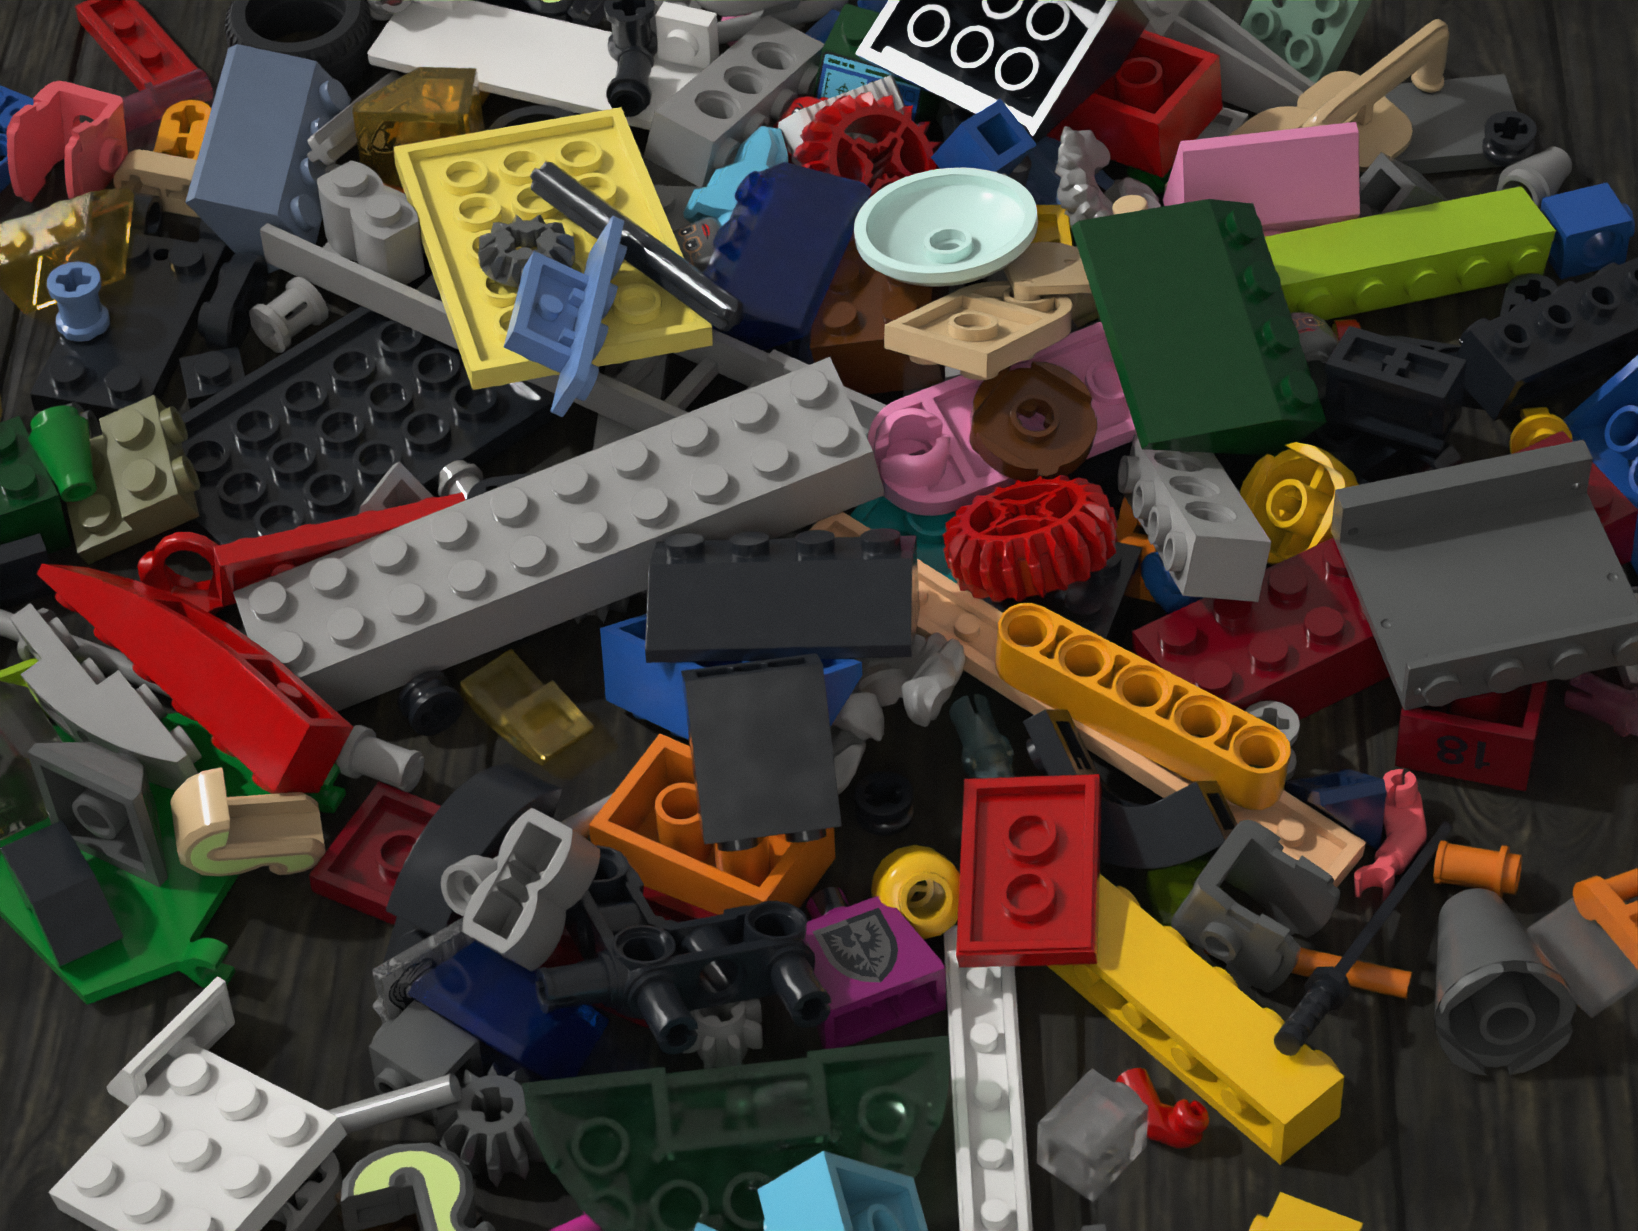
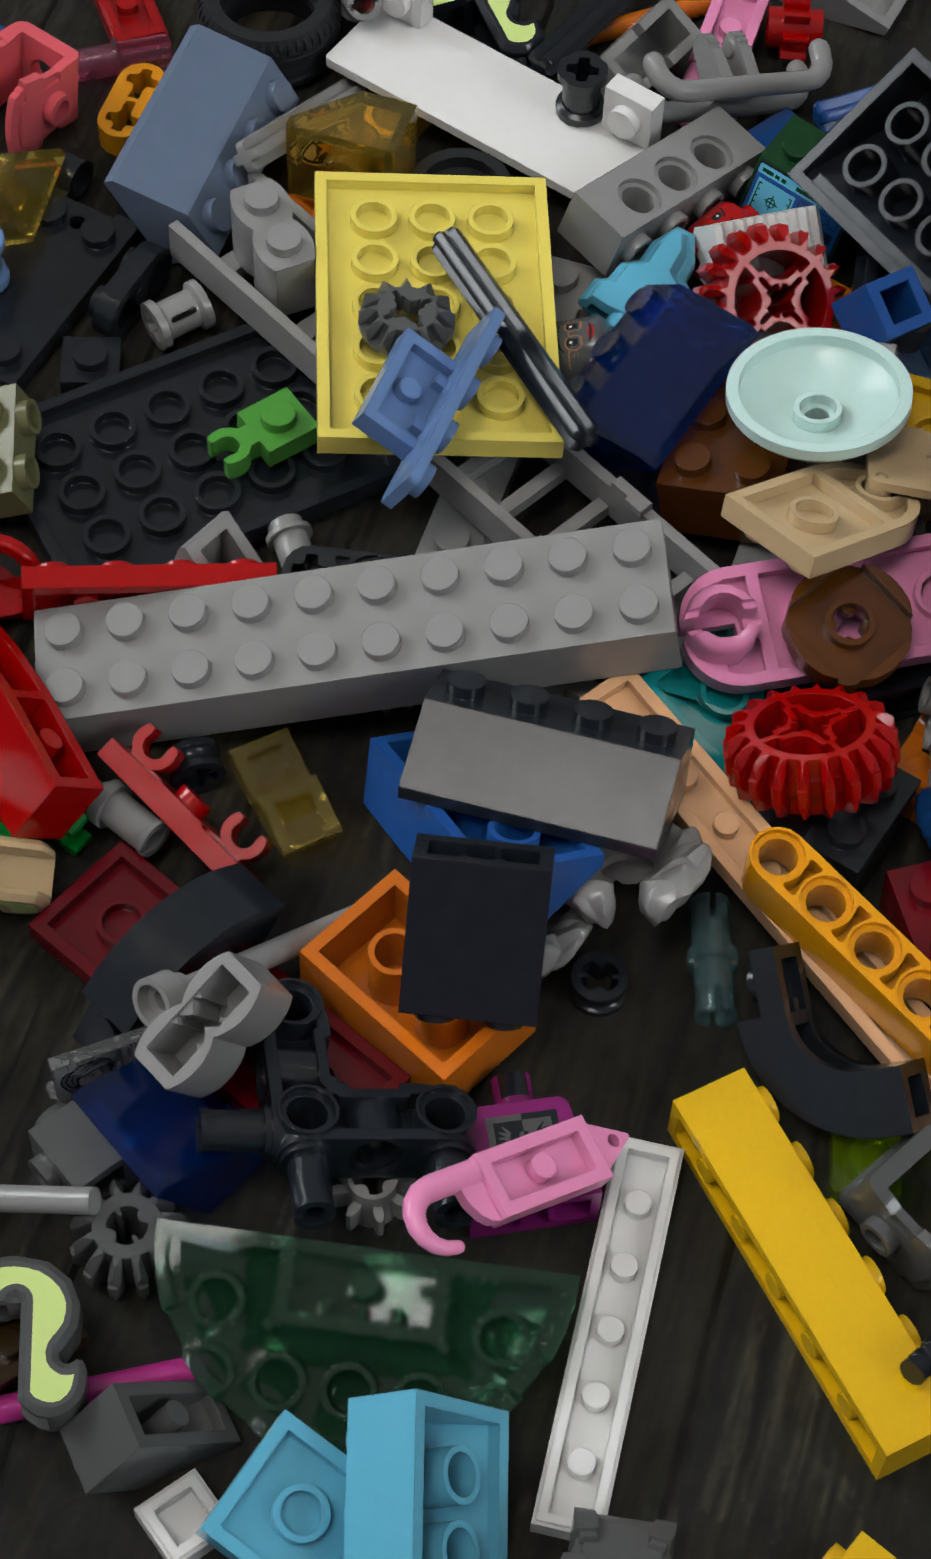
camera: 10 degrees right, 10 degrees up
(159, 176) = (92, 138): tan beam -> none
(413, 390) = (267, 429): none -> bright green plate
(430, 736) = (181, 808): none -> red plate
(630, 84) = (561, 157): black pin -> none
(861, 962) = (515, 1179): none -> bright pink plate
(936, 904) = (603, 1089): yellow head -> none
(1029, 871) = (712, 1112): red tile -> none
(1092, 1134) = (698, 1409): clear brick -> none
(1174, 1126) = (768, 1404): red arm -> none

